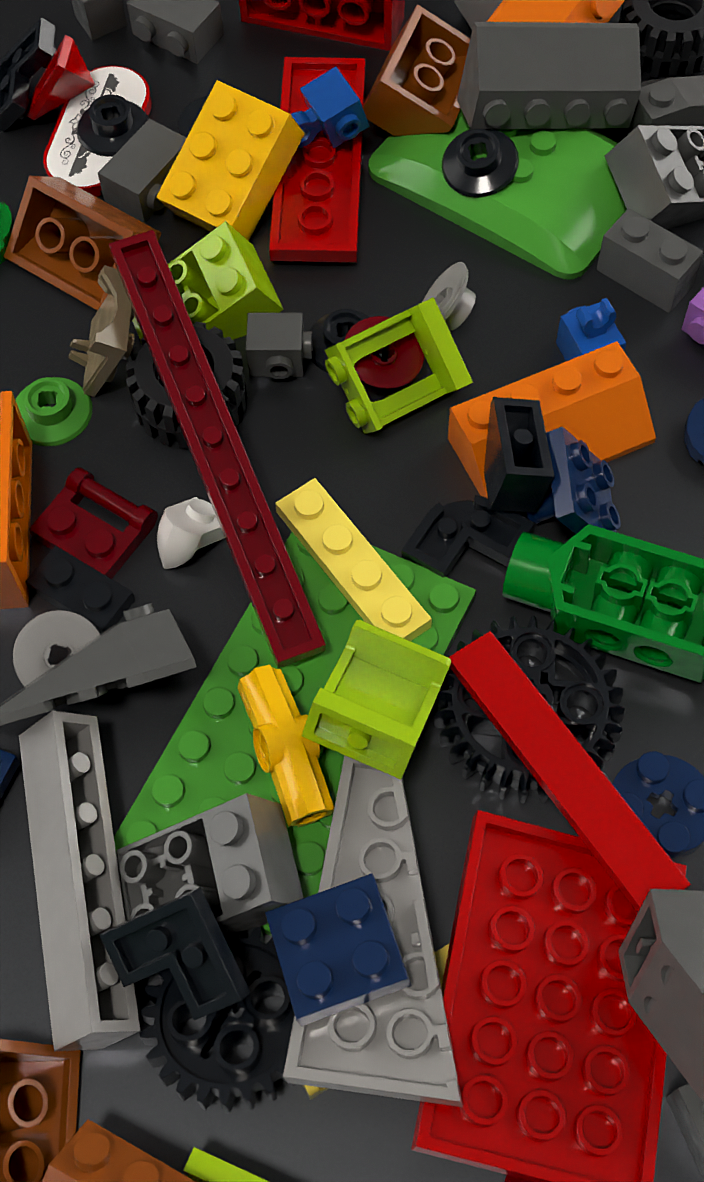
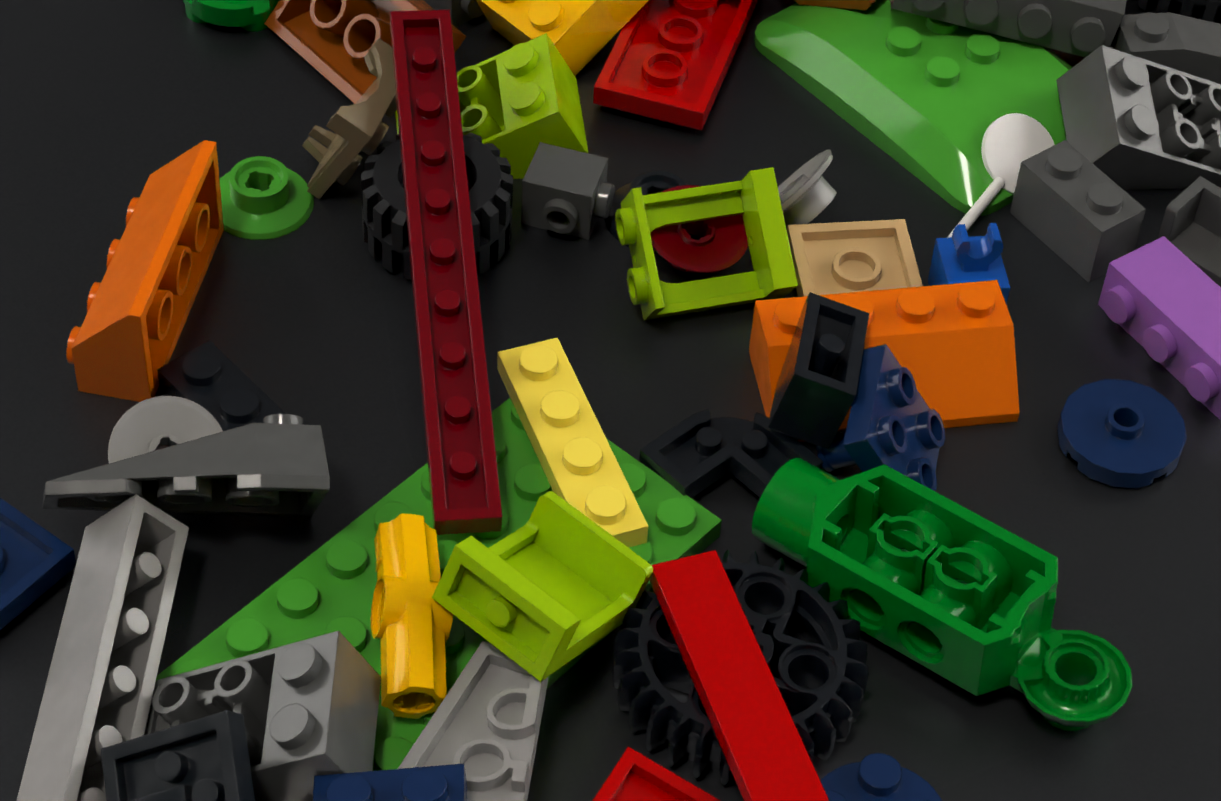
camera: 10 degrees right, 15 degrees down
(87, 535) = (255, 342): dark red plate -> none
(185, 530) = (373, 359): white plate -> none
(483, 175) = (893, 49): black piece -> none
(505, 348) = (852, 256): none -> tan plate
(587, 221) = (1003, 148): none -> white piece

